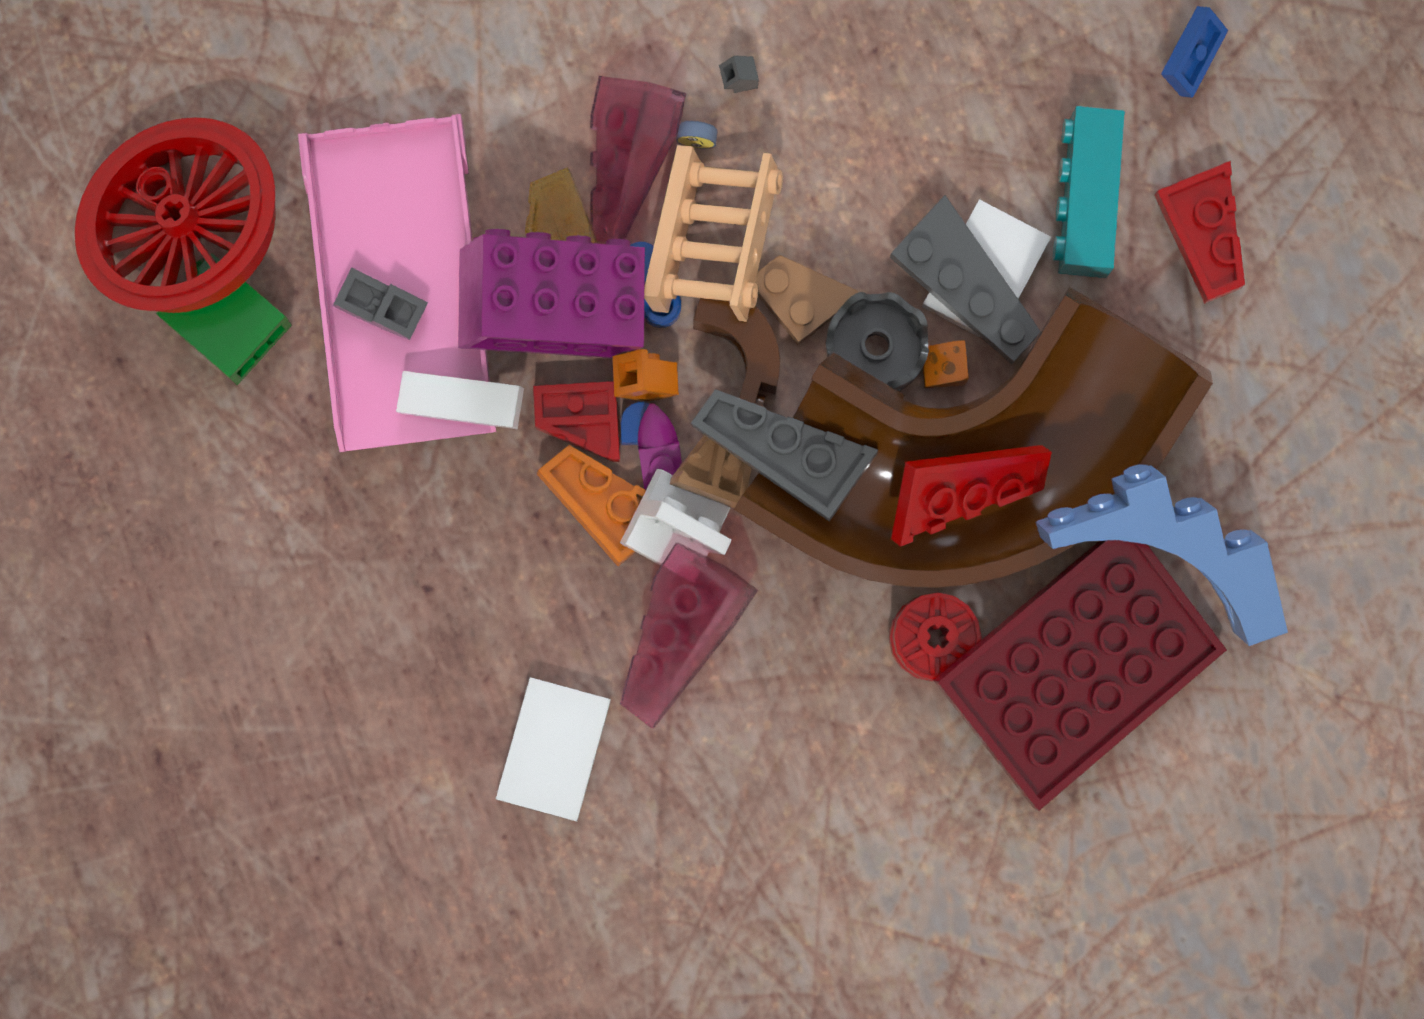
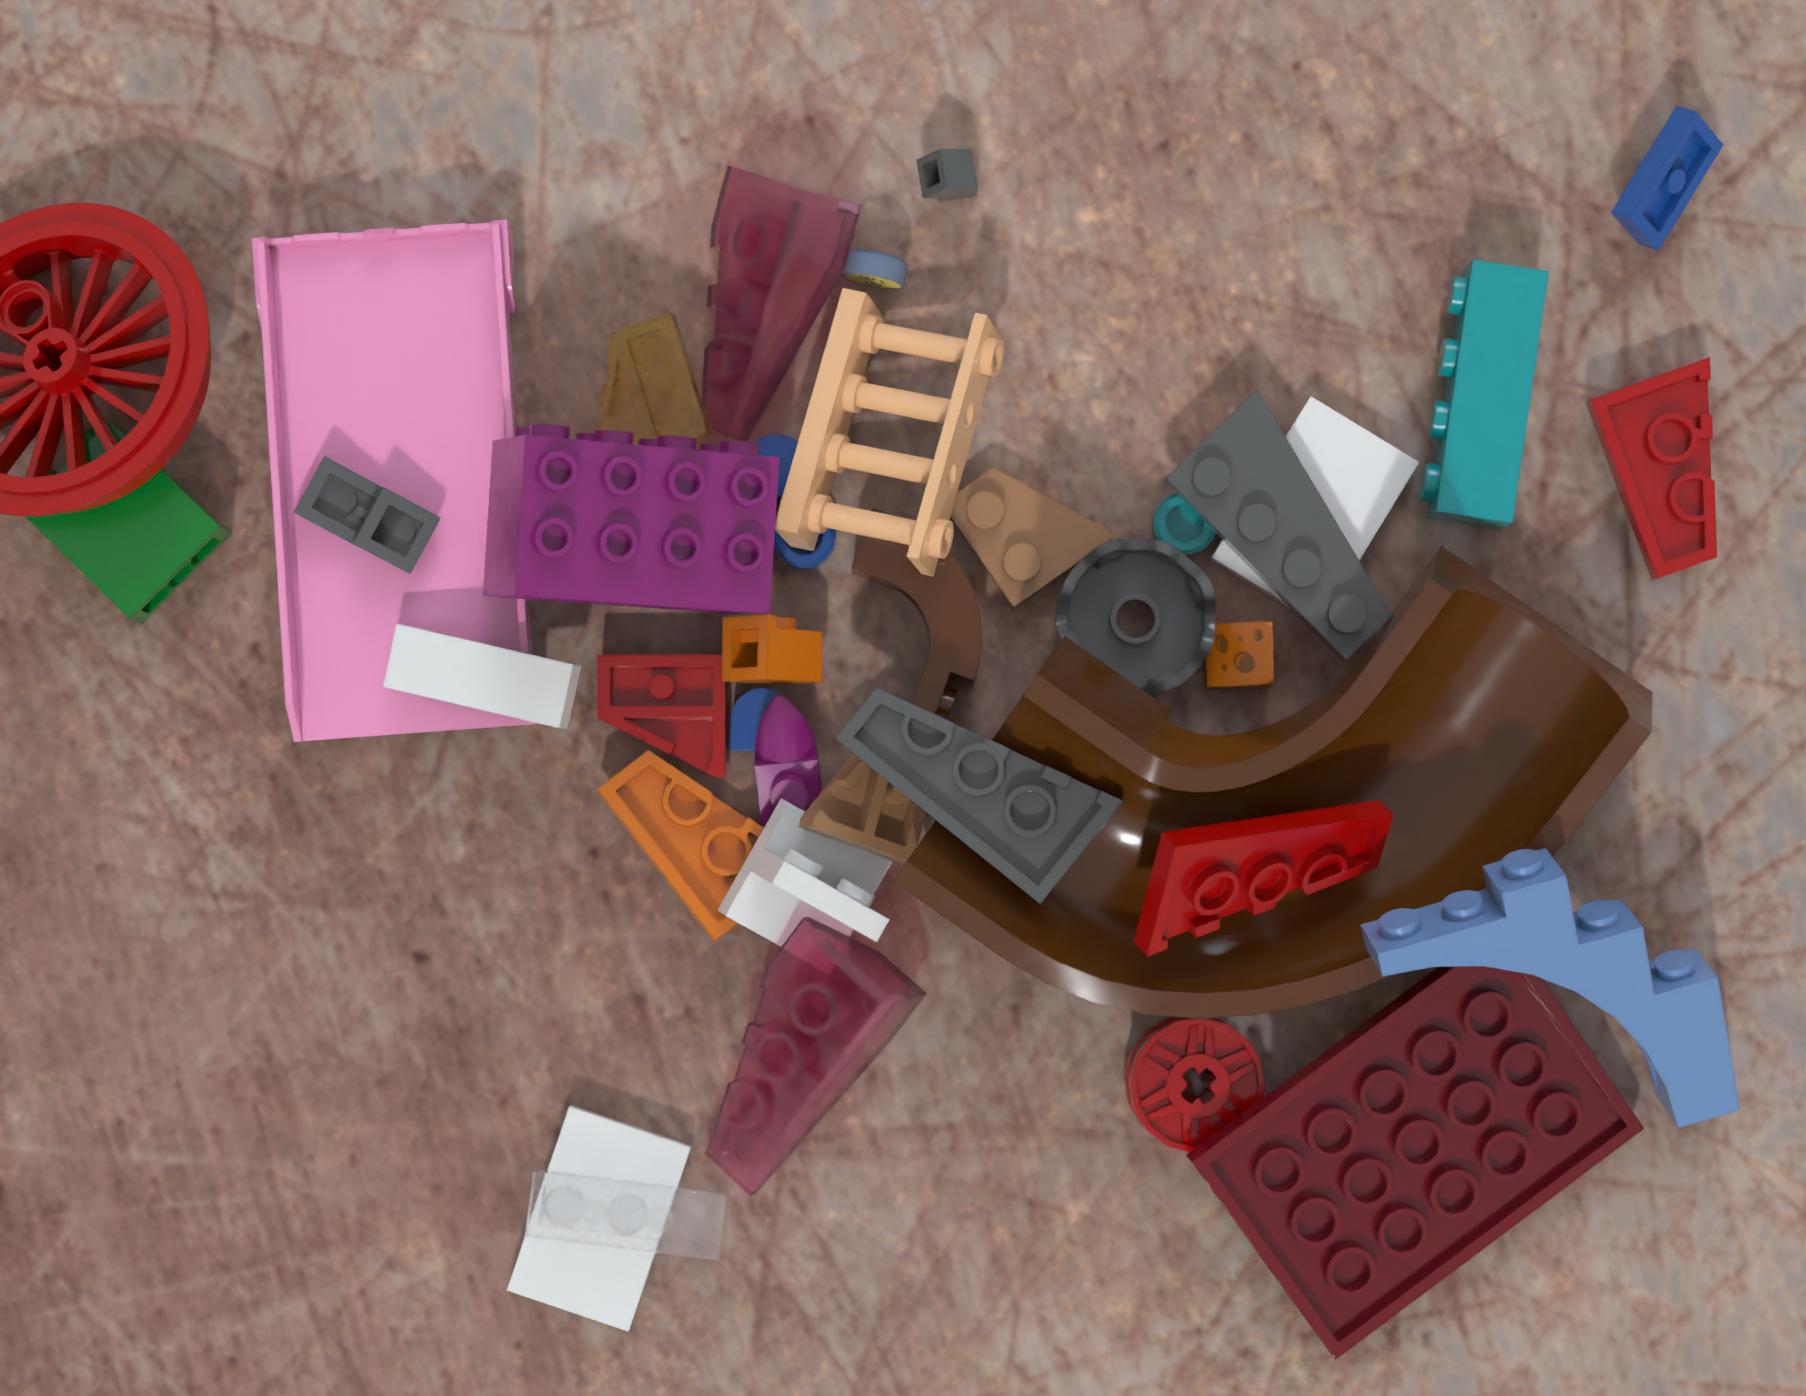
camera: 10 degrees right, 5 degrees up
(571, 742) = (626, 1214): none -> clear plate
(902, 284) = (1180, 526): none -> teal tile

